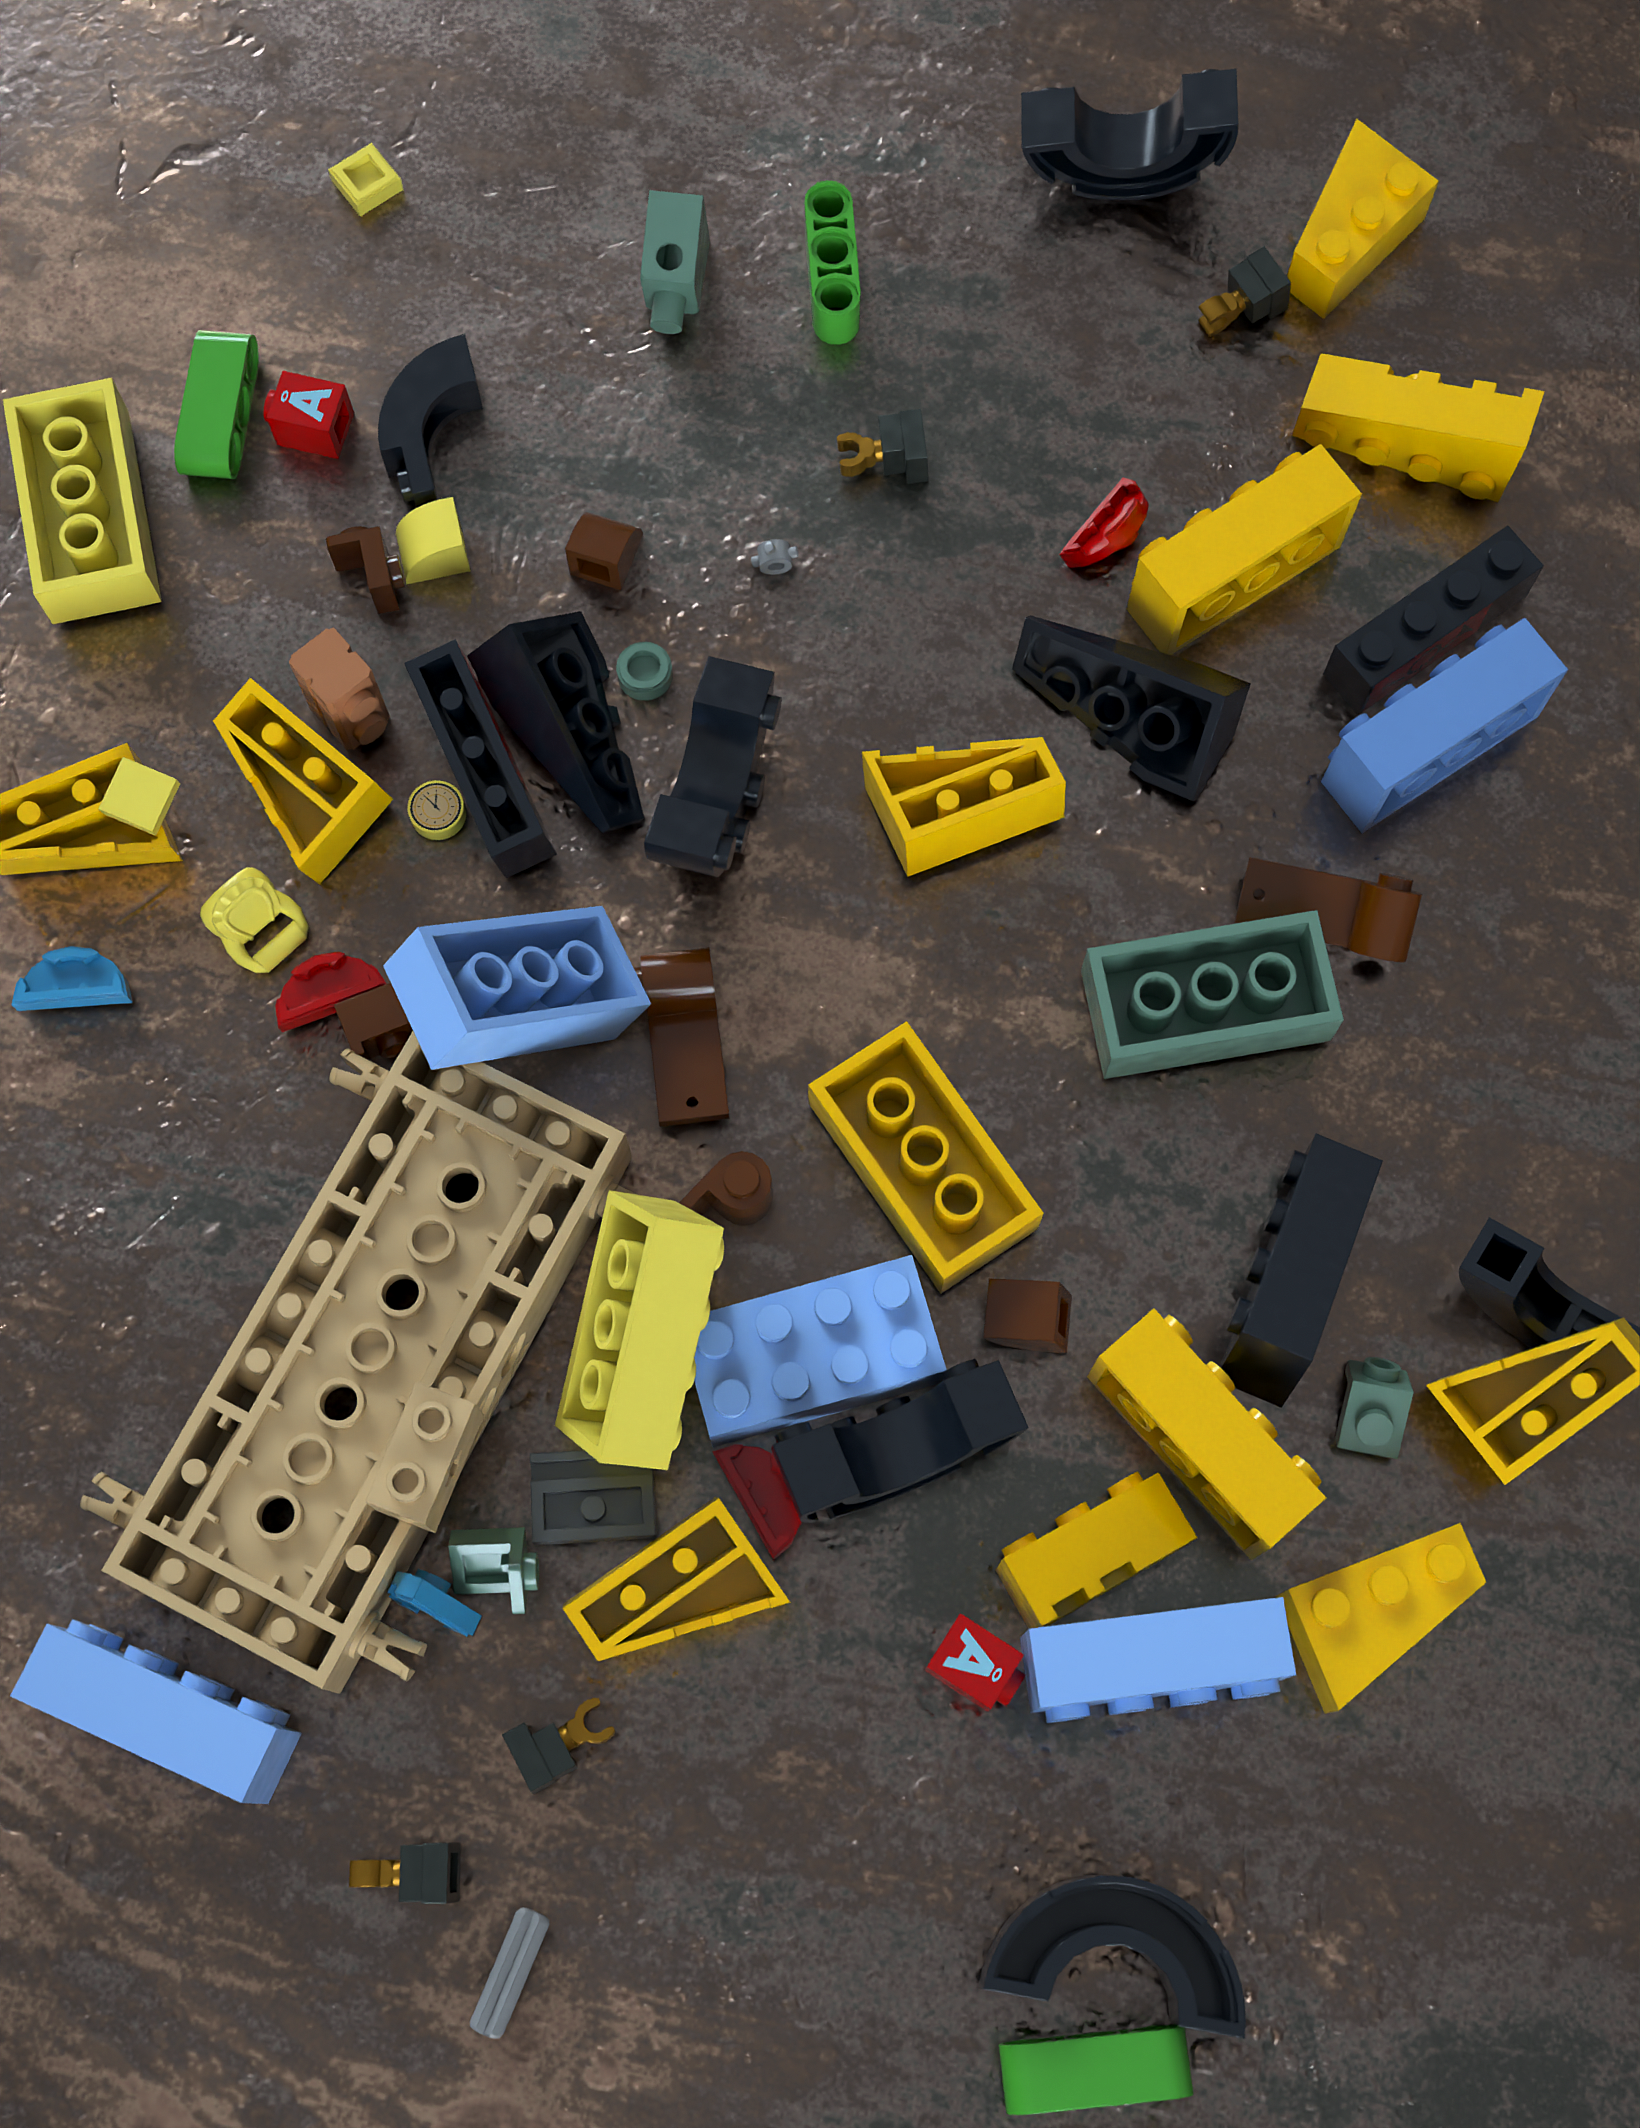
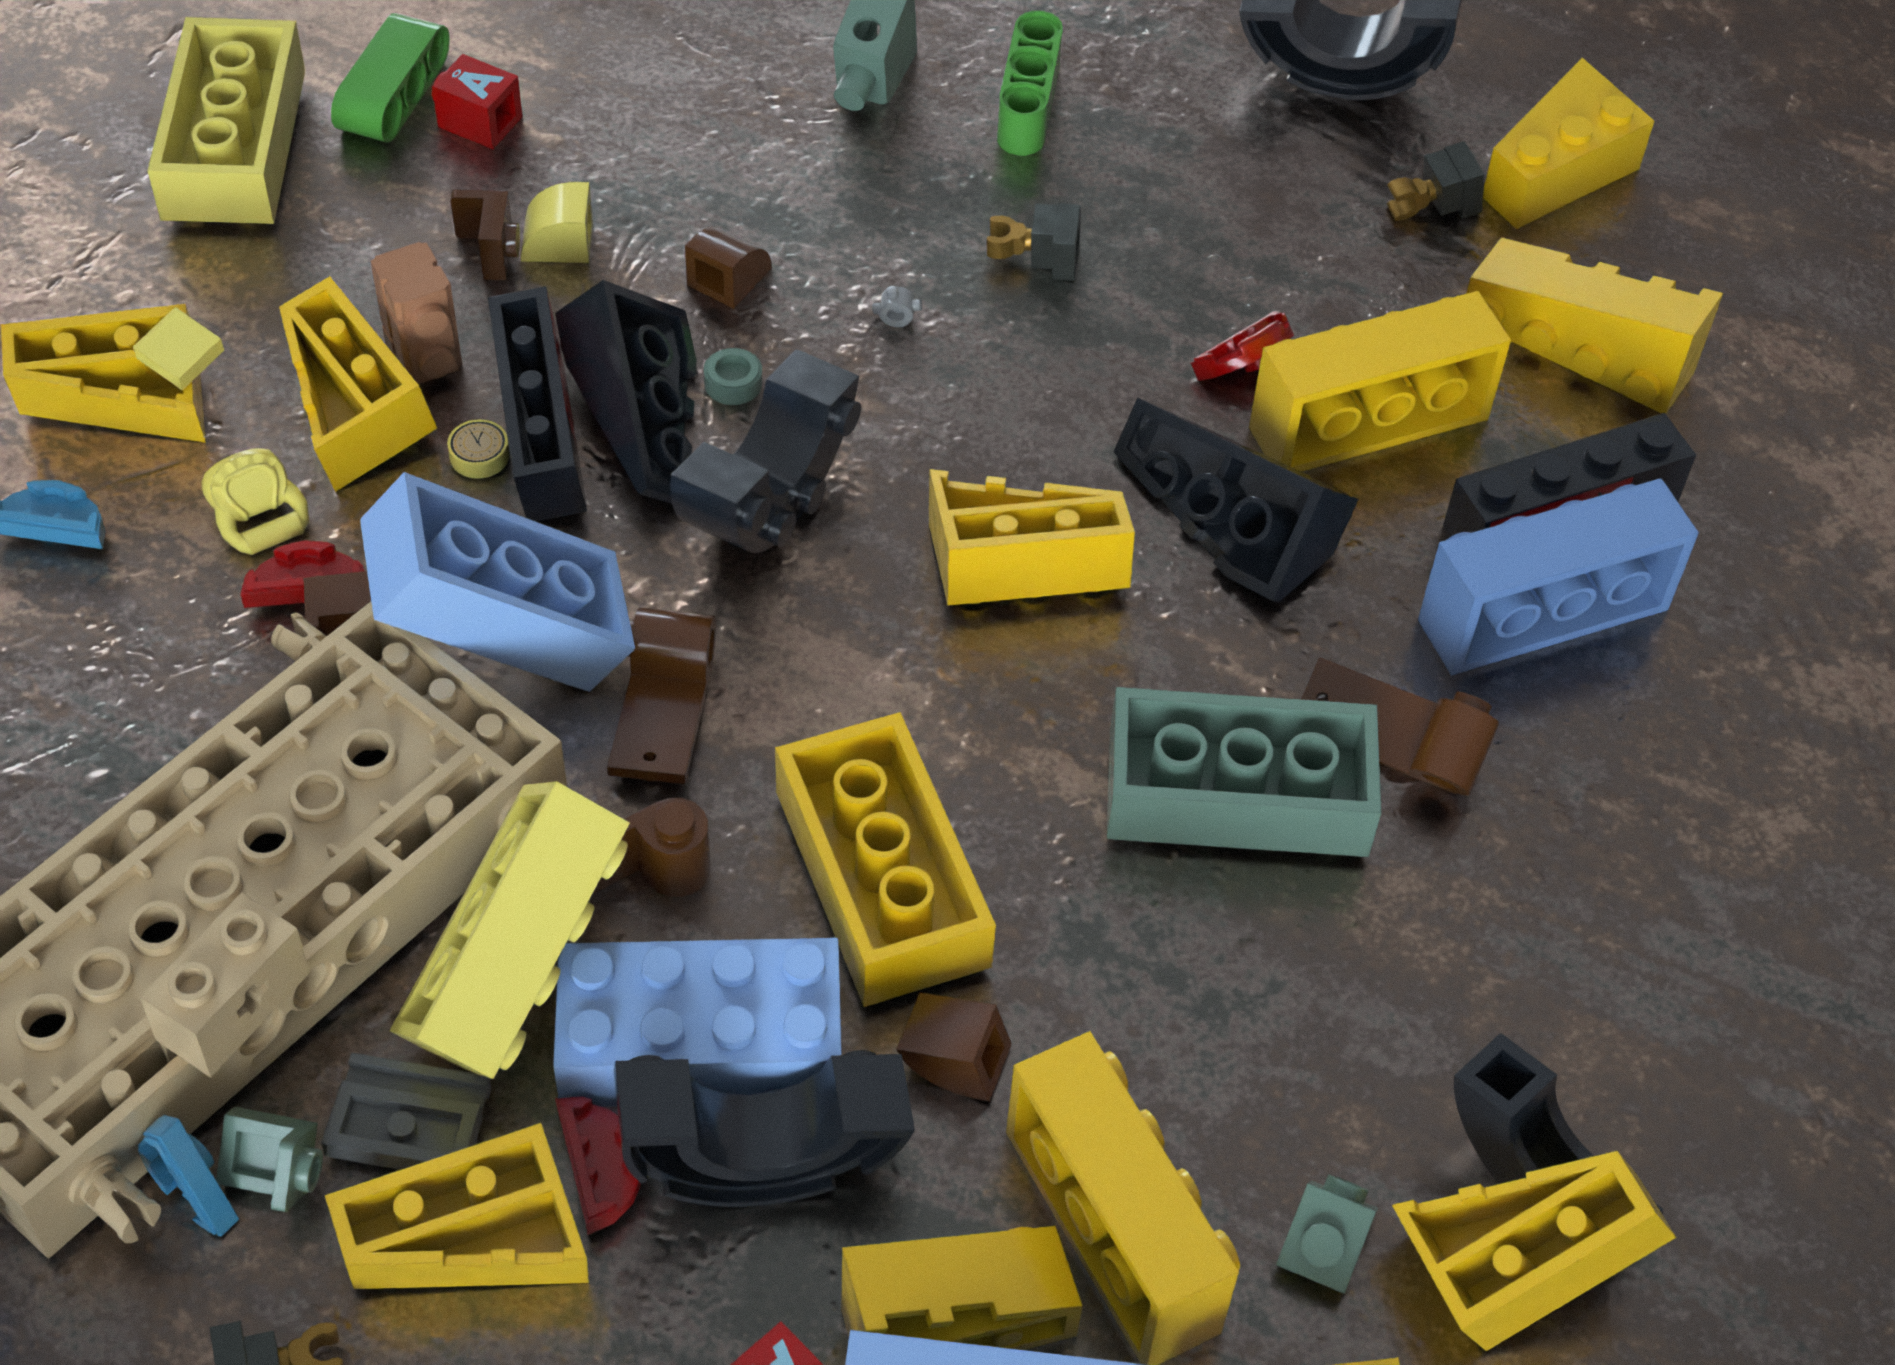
camera: 10 degrees right, 20 degrees down
(417, 406) = (589, 113): black arch -> none
(1299, 1270) = (1271, 1061): black wedge -> none

